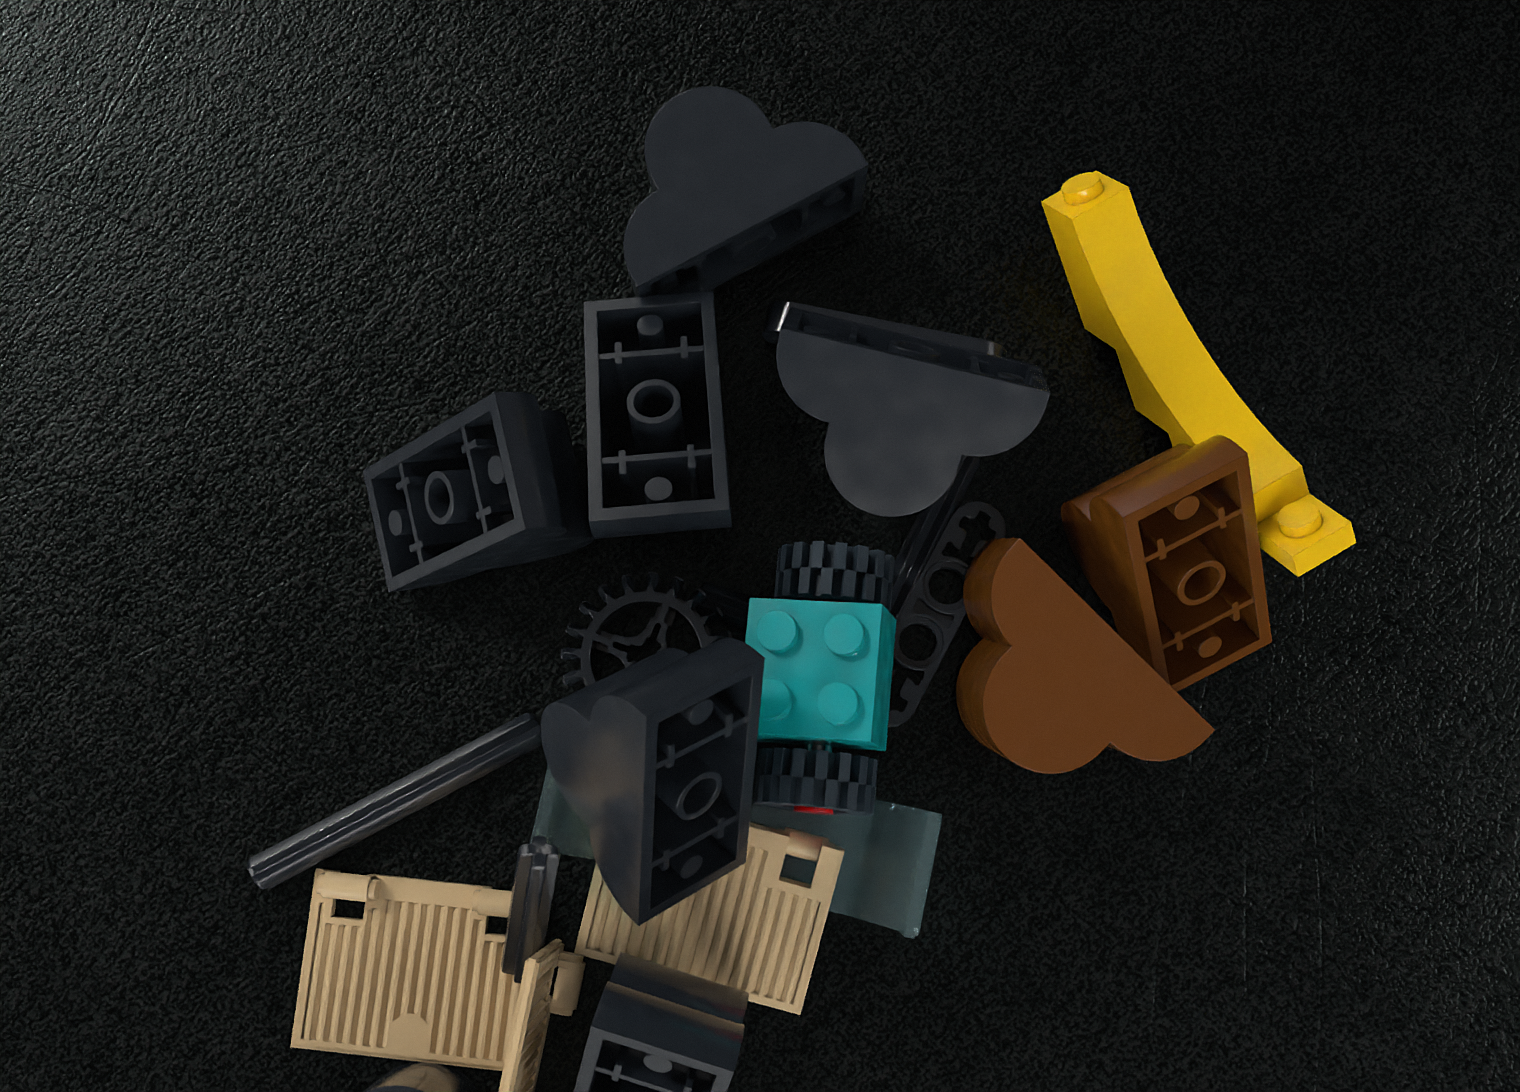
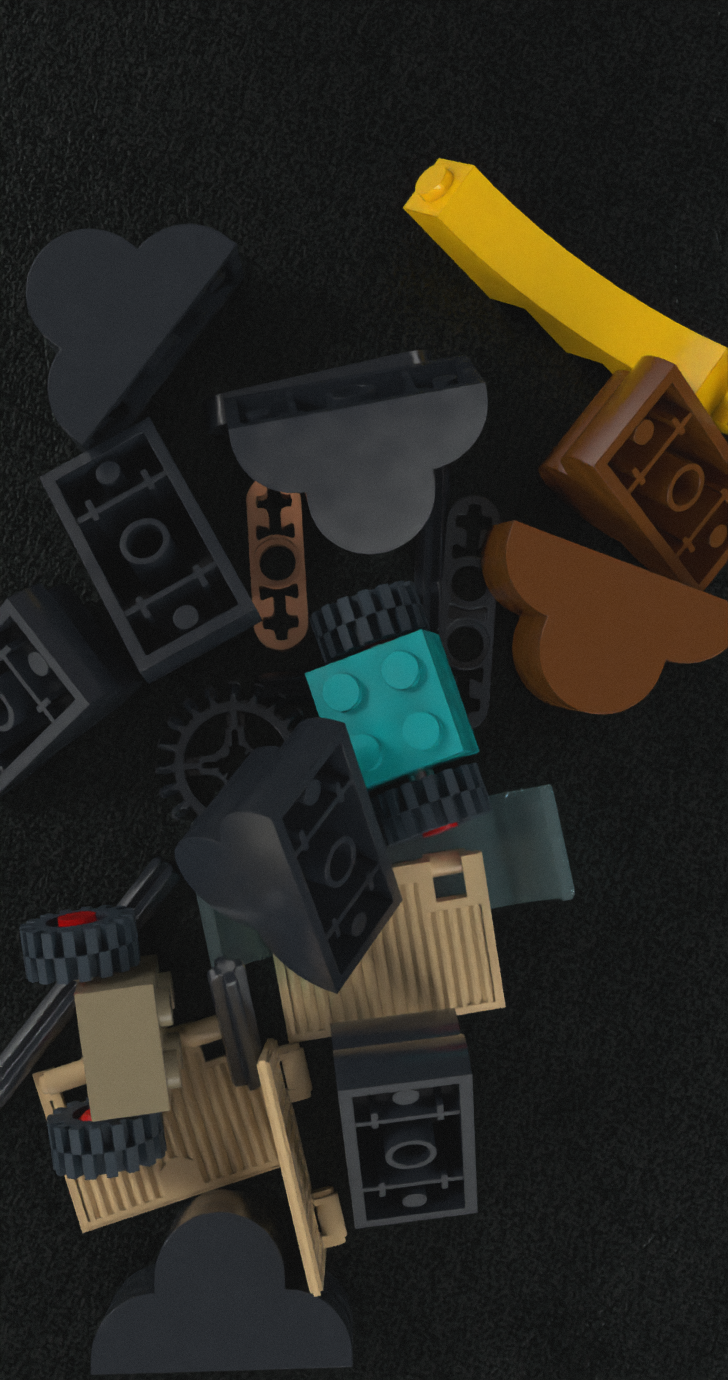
camera: 30 degrees left, 5 degrees up
(412, 872) = (123, 1038): none -> brick
(771, 536) = (296, 607): none -> nougat beam

